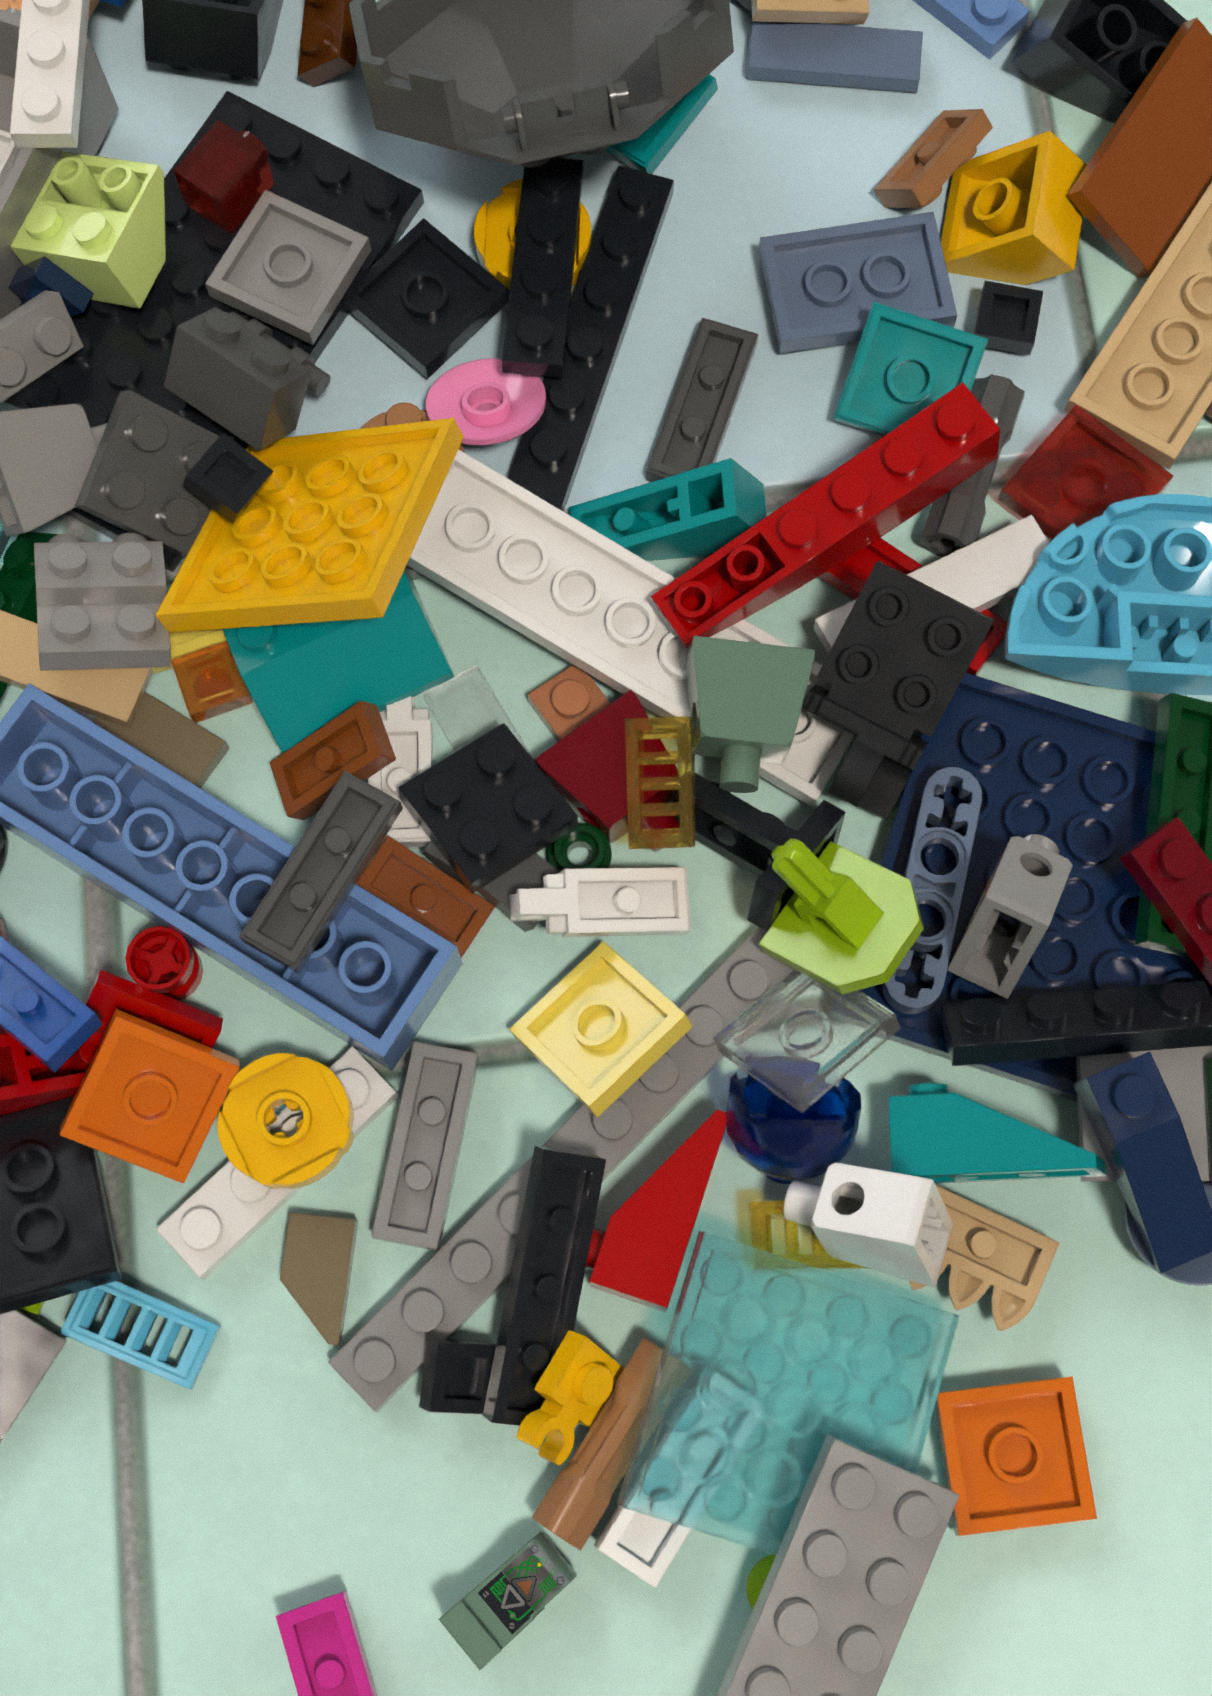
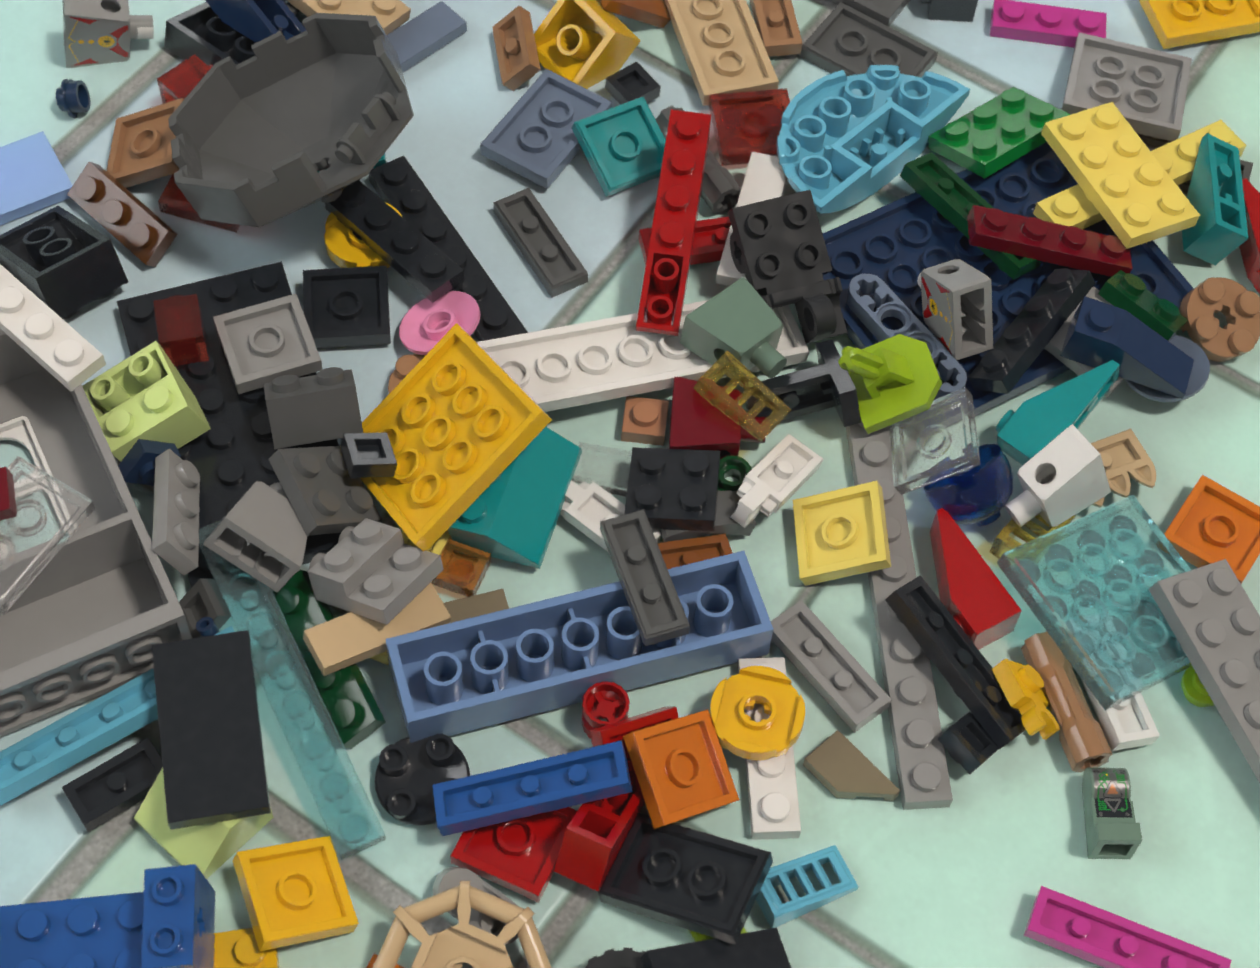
camera: 55 degrees left, 15 degrees down
(311, 768) = (572, 541): dark orange plate -> none
(680, 513) = (598, 285): teal slope -> none

